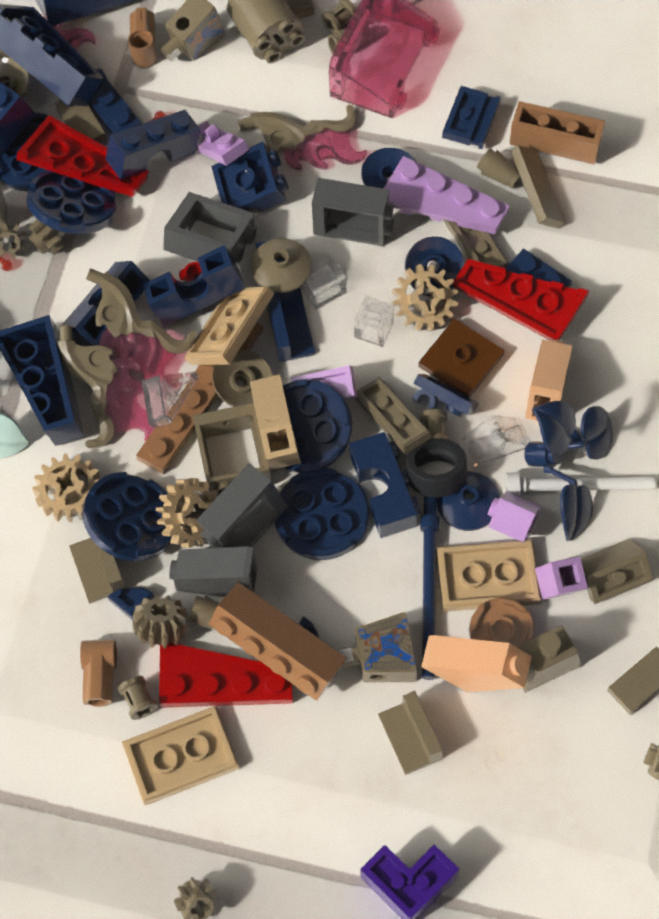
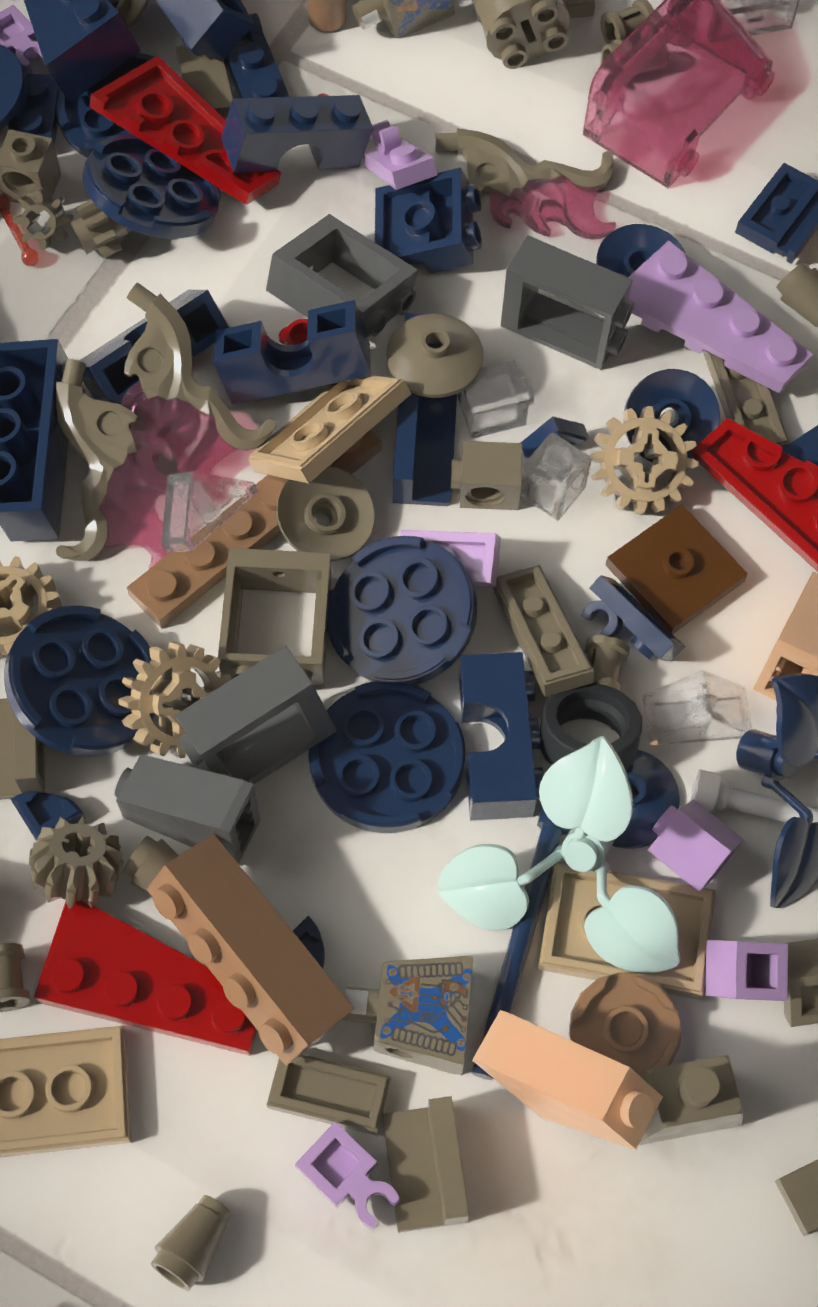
camera: 10 degrees right, 0 degrees up
(274, 422) = (351, 593): tan slope -> none
(292, 811) = (191, 1244): none -> dark tan cone
(333, 330) = (488, 475): none -> dark tan brick
(344, 710) = (330, 1093): none -> dark tan tile
(363, 749) = (341, 1170): none -> lavender plate
(373, 290) = (570, 431): none -> dark blue tile
(448, 503) = (595, 801): none -> light aqua plant

